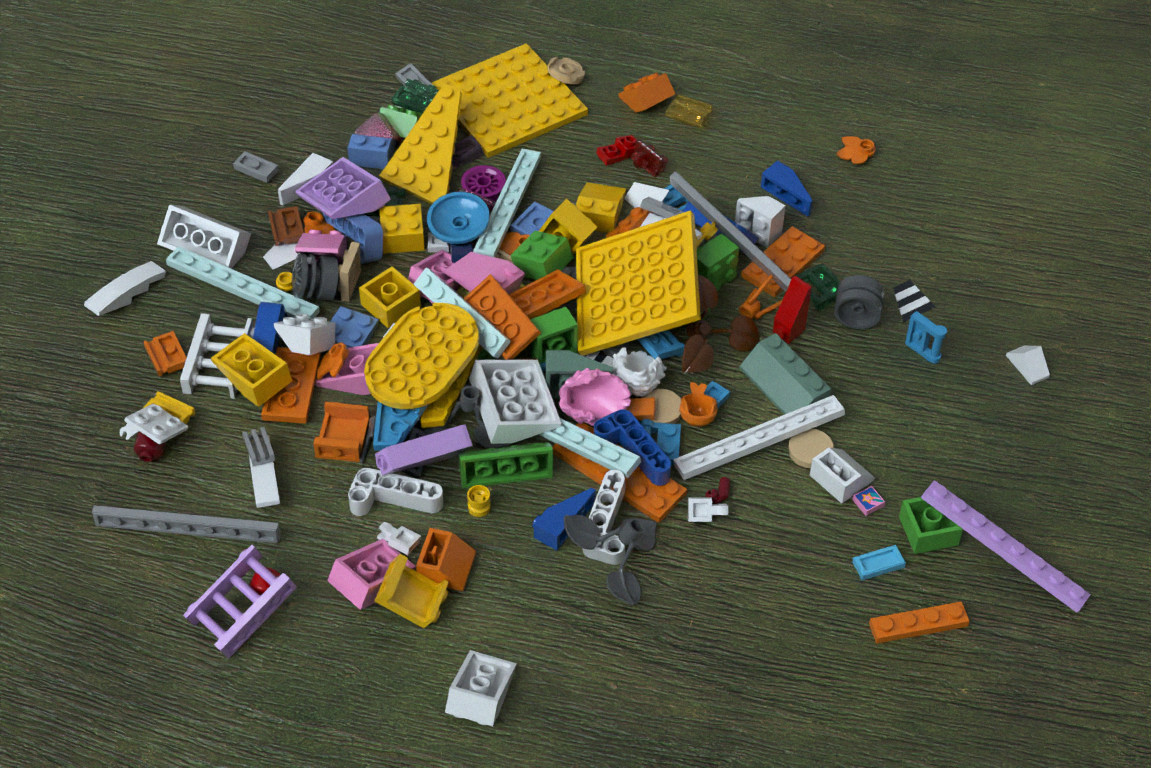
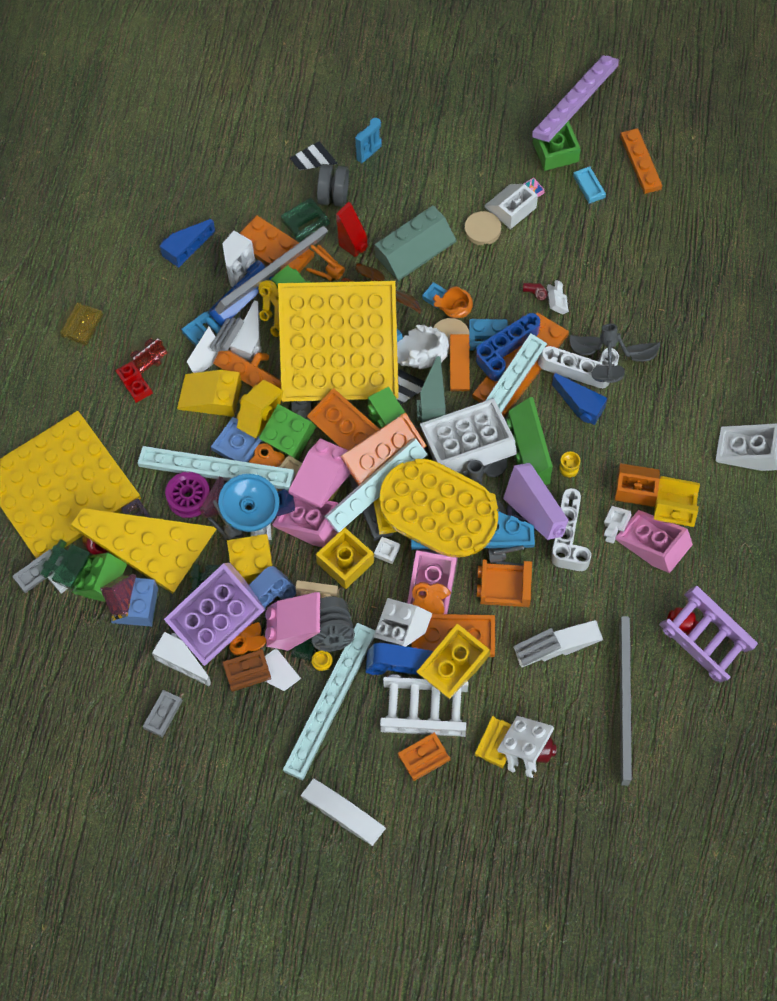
camera: 90 degrees left, 15 degrees up
(203, 236) = (267, 747): white slope -> none
(353, 327) = (374, 592): medium blue plate -> none
(566, 70) = (22, 432): tan tile -> none
(593, 395) = (461, 376): bright pink hair -> none
(647, 91) = (56, 359): orange slope -> none
(758, 437) = (481, 260): white plate -> none
(856, 149) = (135, 193): orange plate -> none
(1030, 363) = (378, 79): white slope -> none

